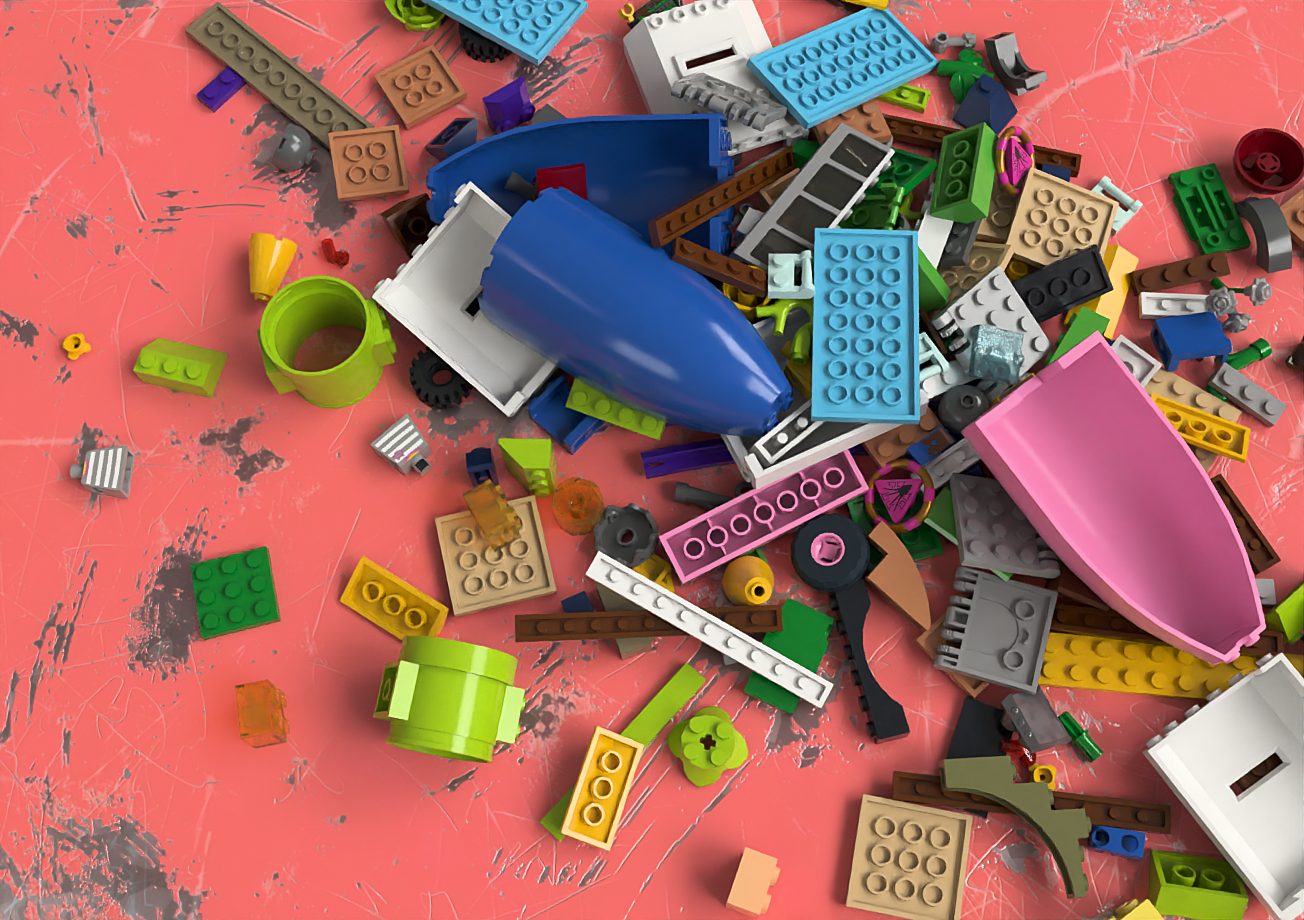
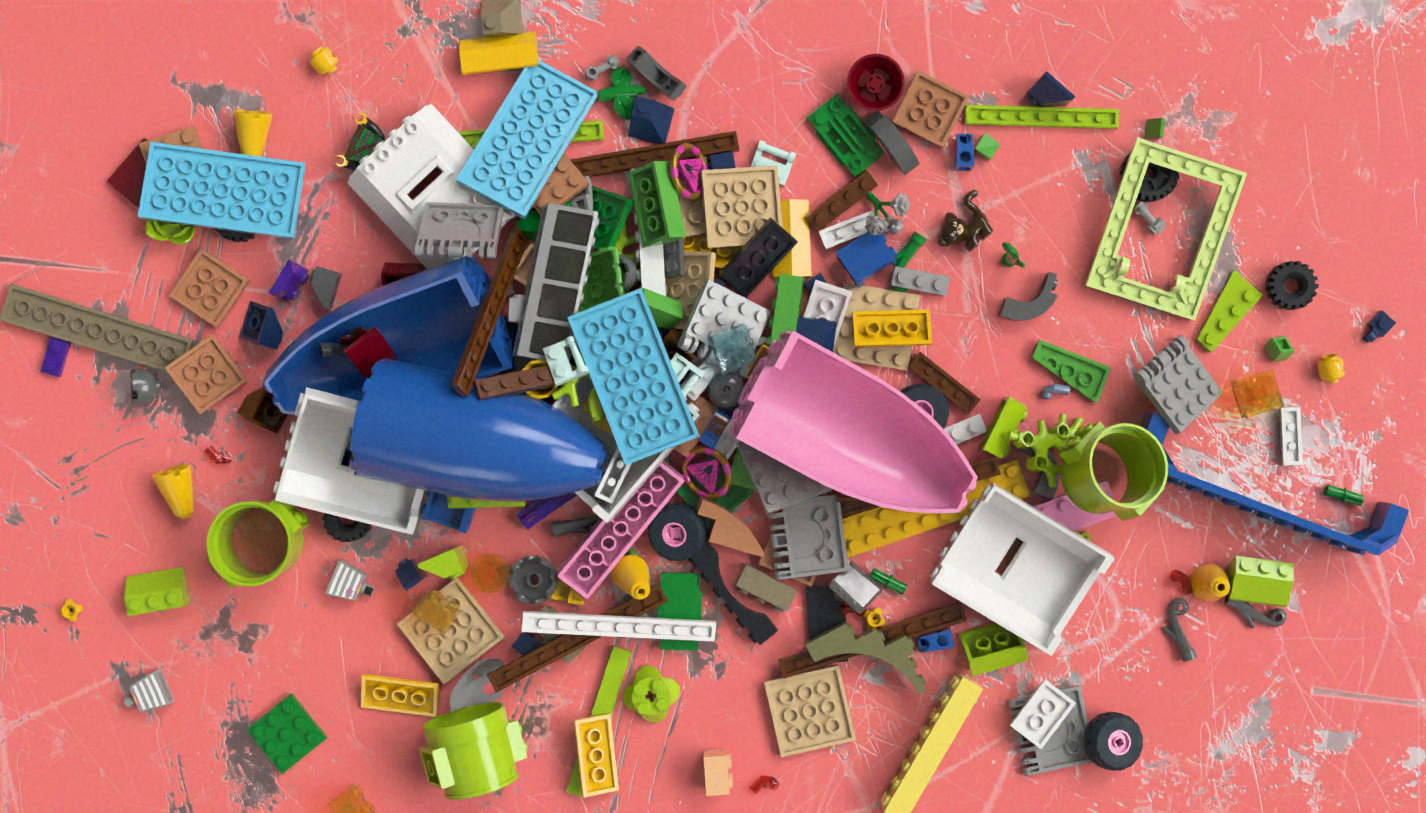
camera: 30 degrees left, 20 degrees up
(478, 623) = (471, 691): none -> light grey piece
(914, 674) = (766, 588): none -> dark tan brick

